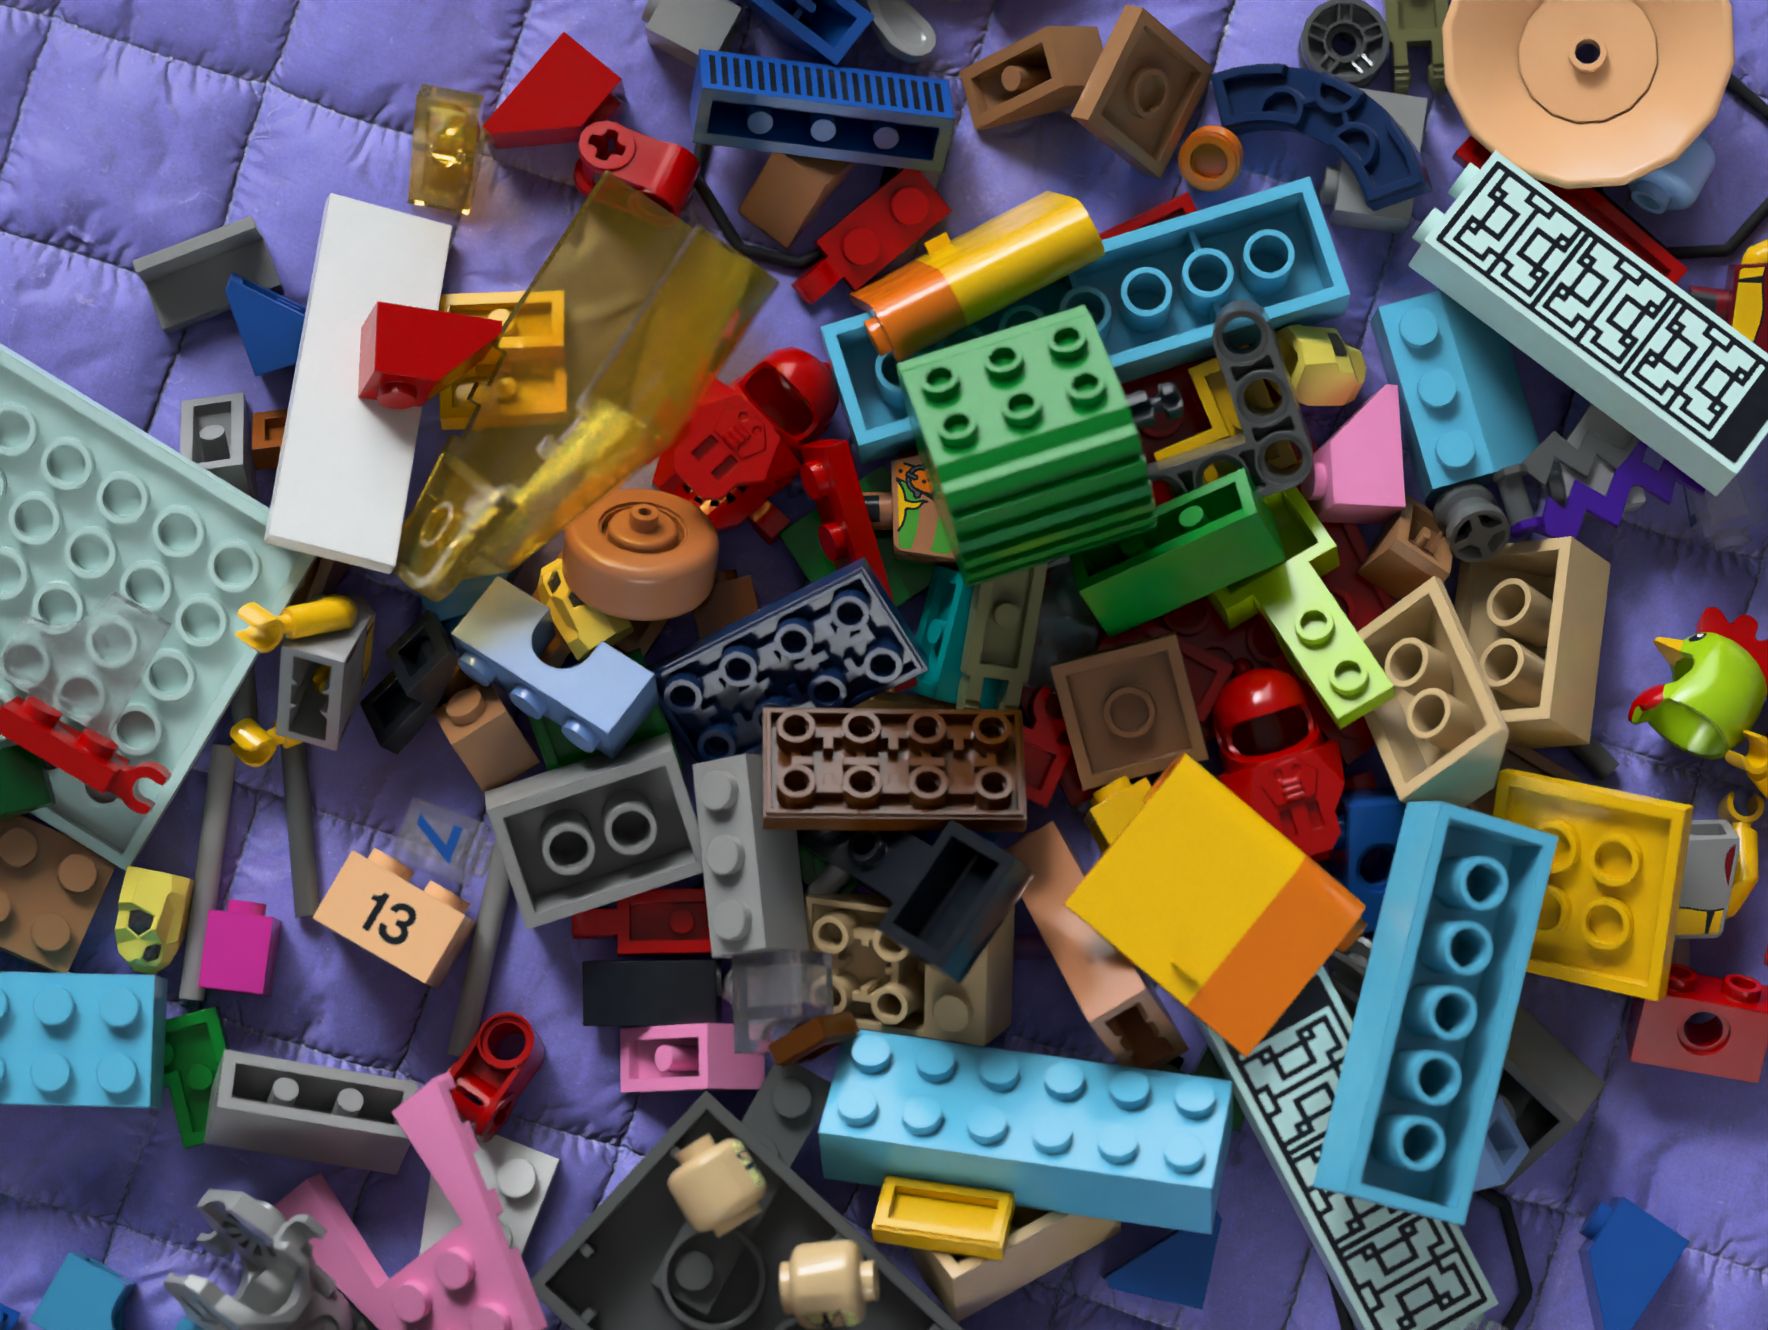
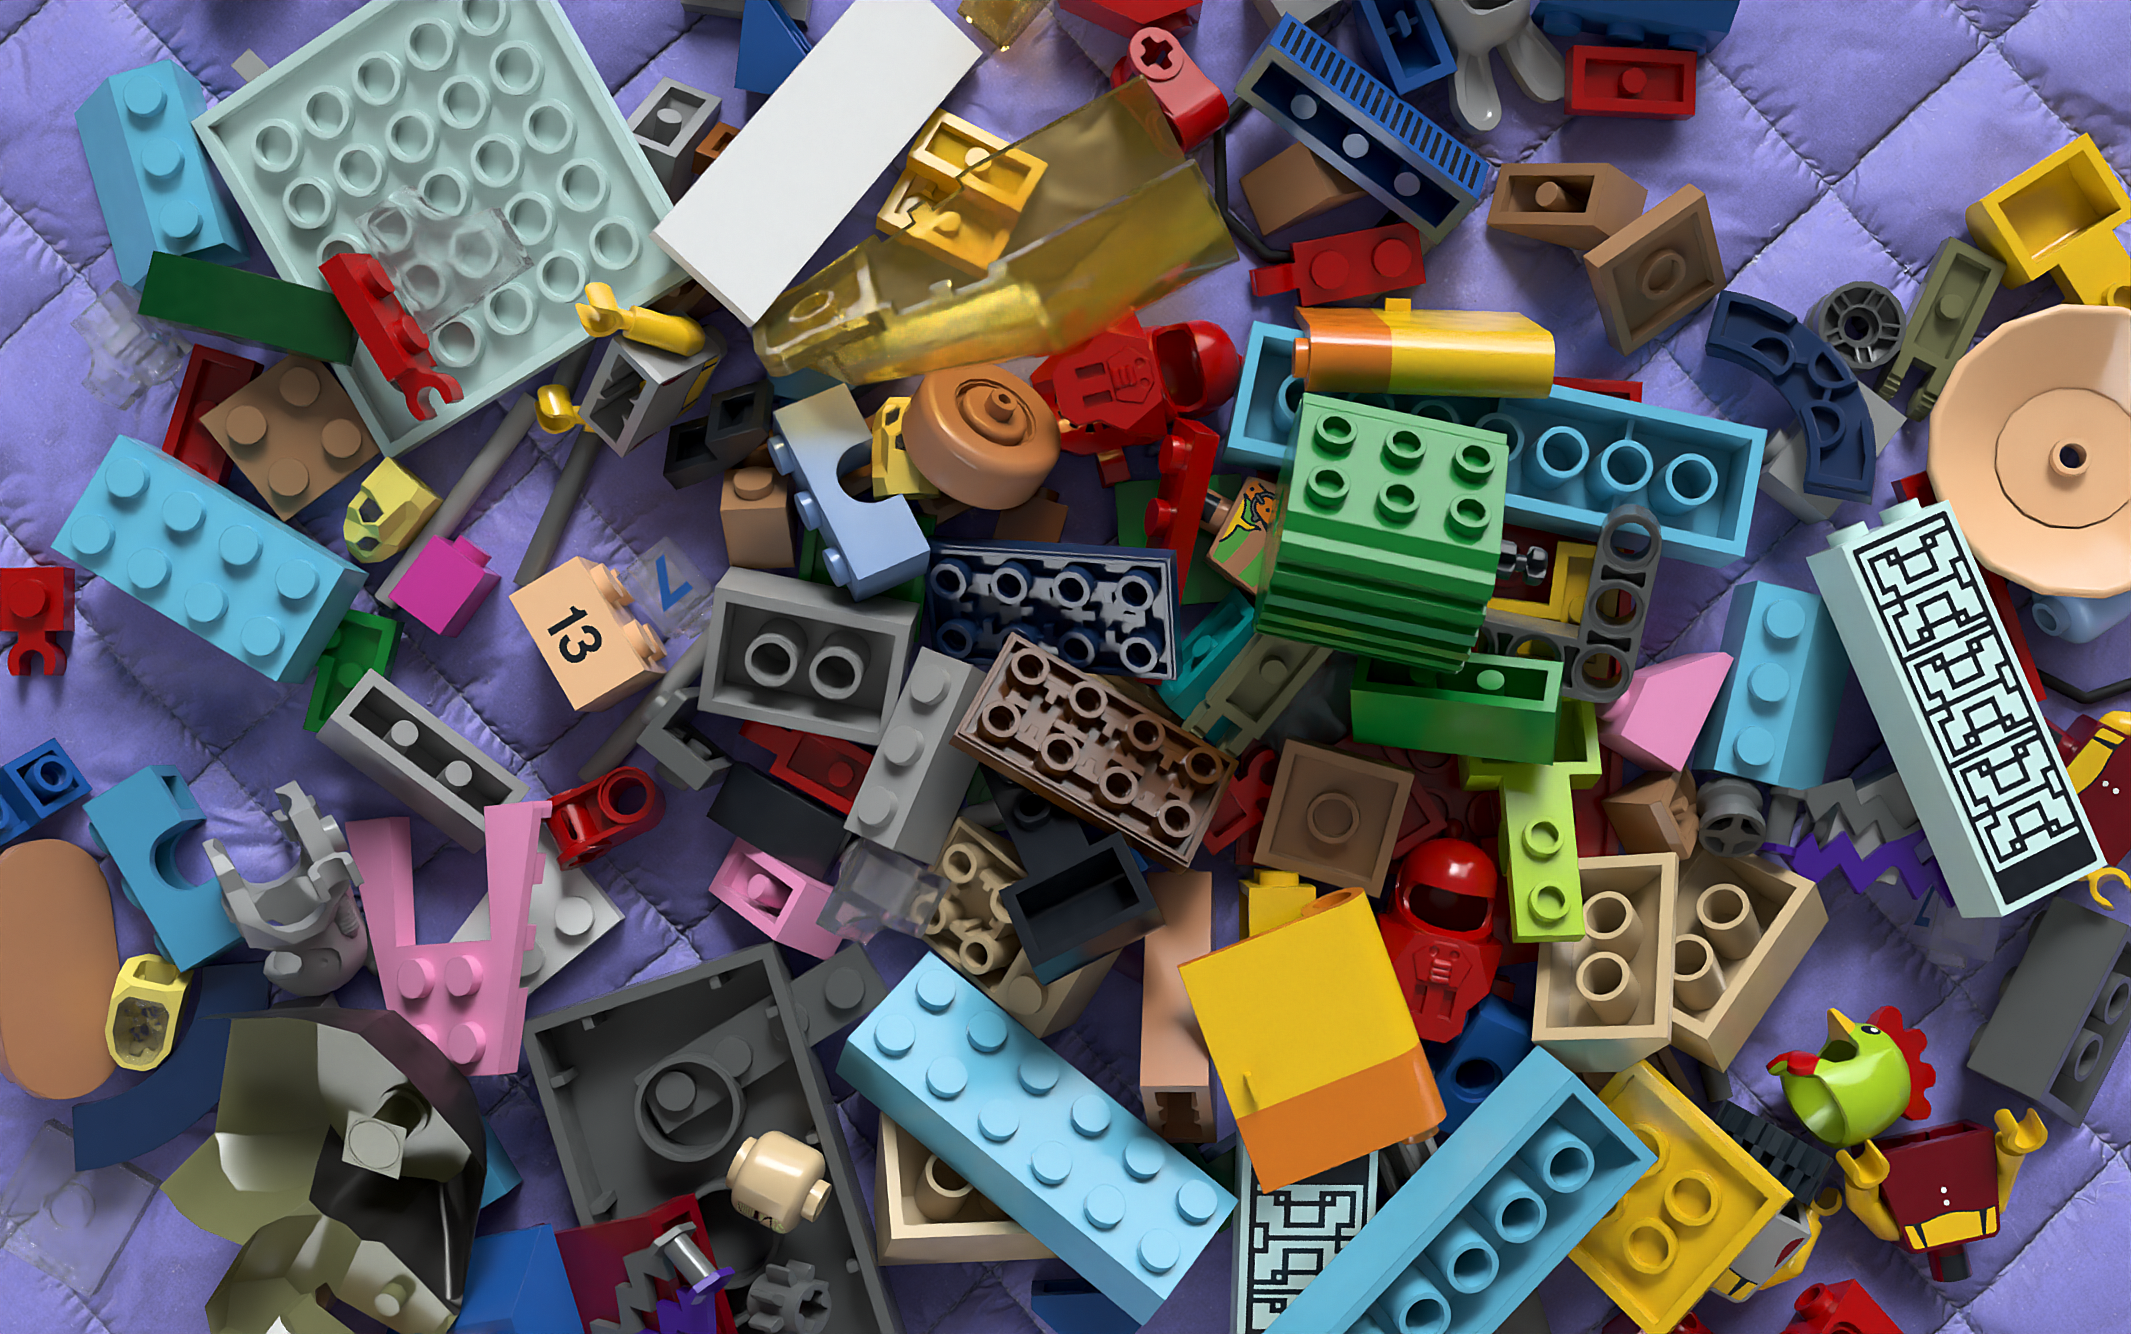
camera: 25 degrees right, 5 degrees up
(418, 352) = (886, 145): red slope -> none
(538, 978) = (682, 750): none -> dark grey bracket
(717, 1185) = (729, 1038): tan head -> none
(814, 1039) = (892, 949): reddish brown tile -> none
(943, 1217) = (916, 1174): yellow tile -> none
(1211, 158) = (1680, 364): orange tile -> none
(1320, 365) = (1679, 603): light yellow rock -> none
(1682, 782) = (1781, 1154): none -> black wheel

